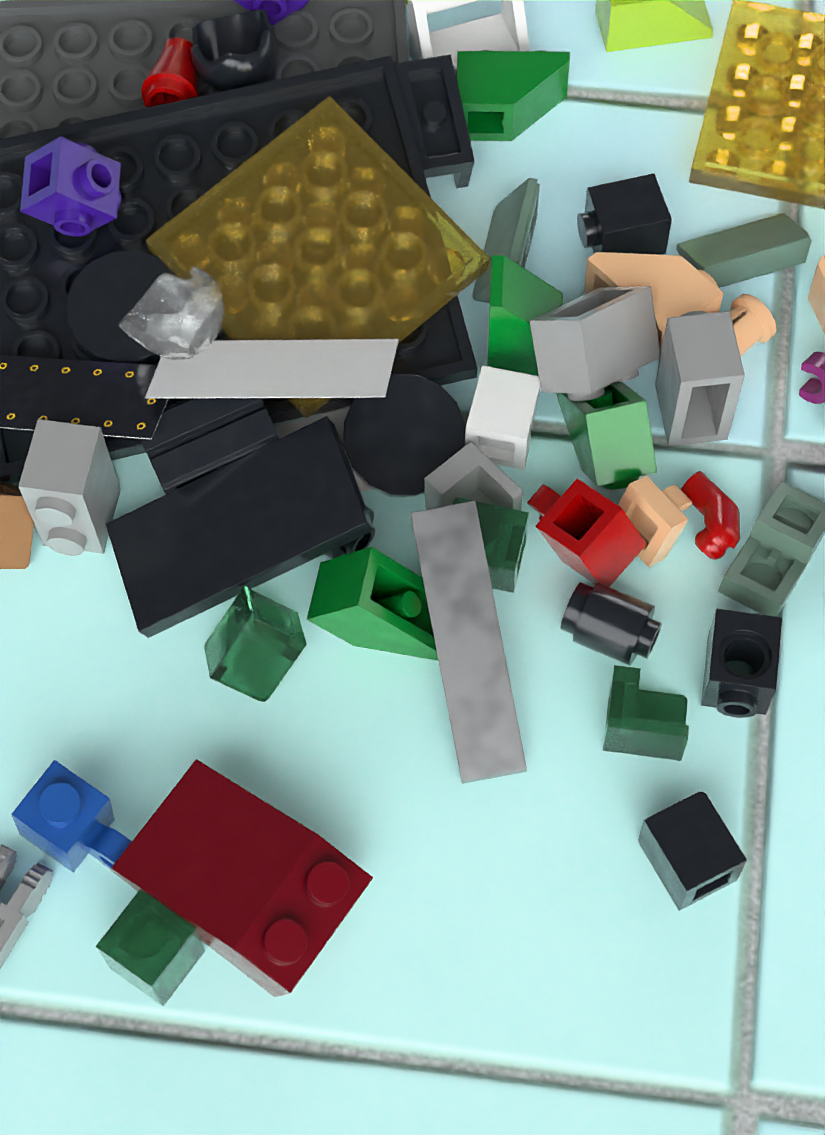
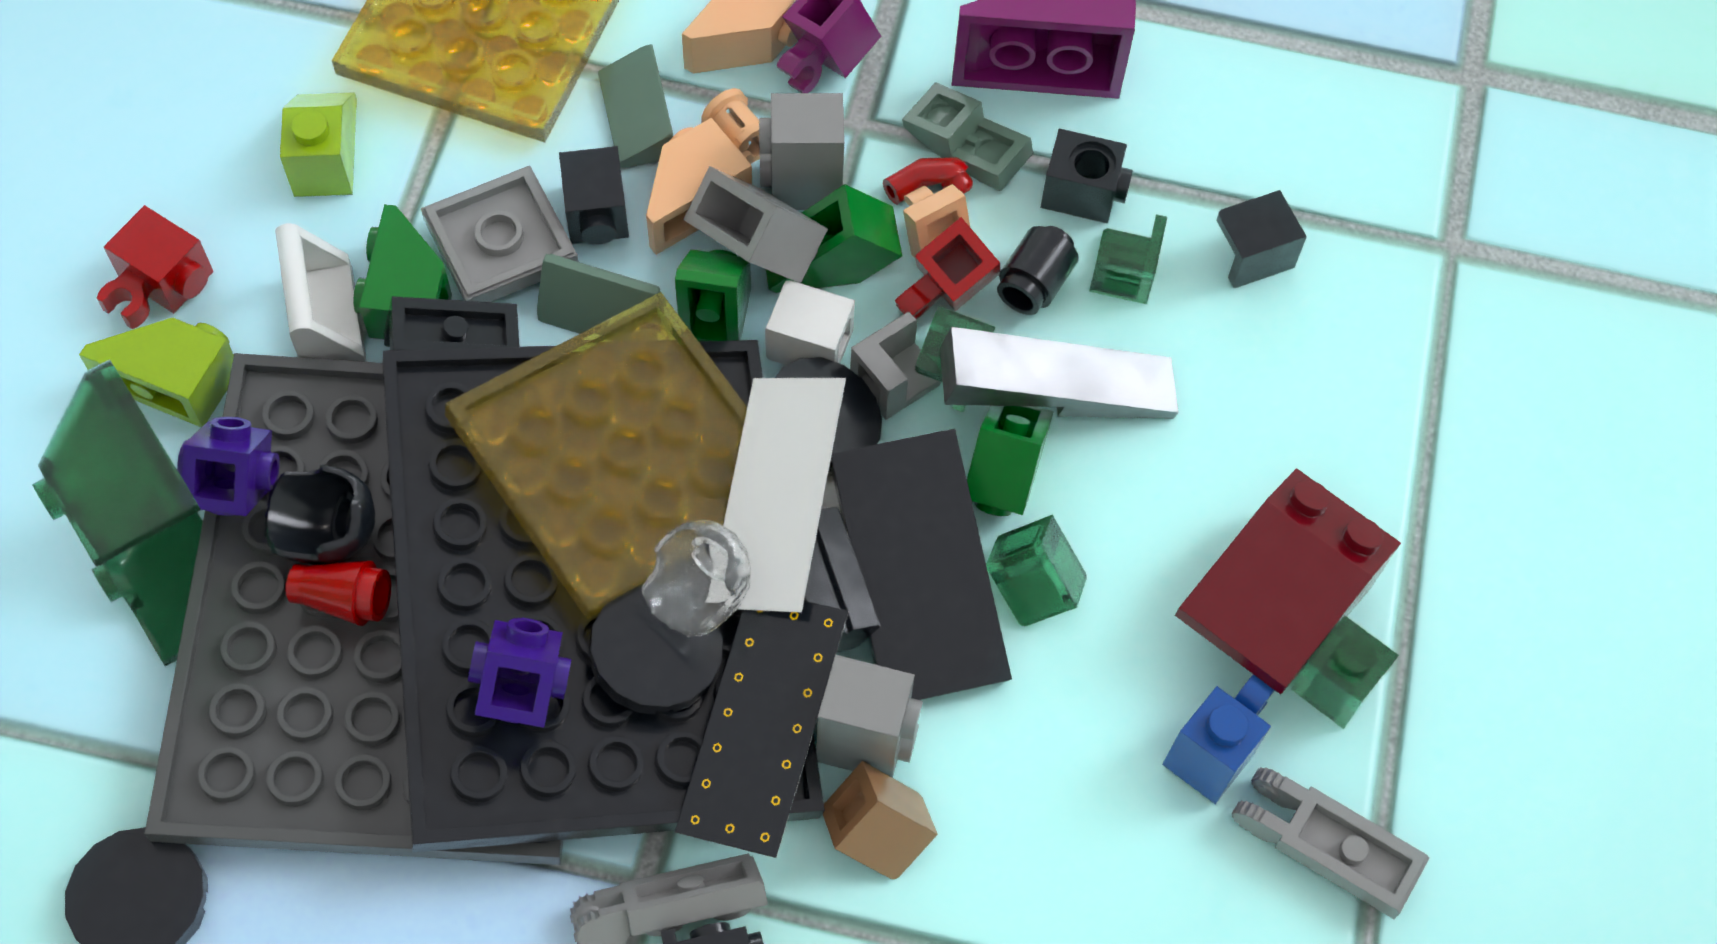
camera: 90 degrees left, 0 degrees up
(567, 152) = (497, 235): none -> light grey plate

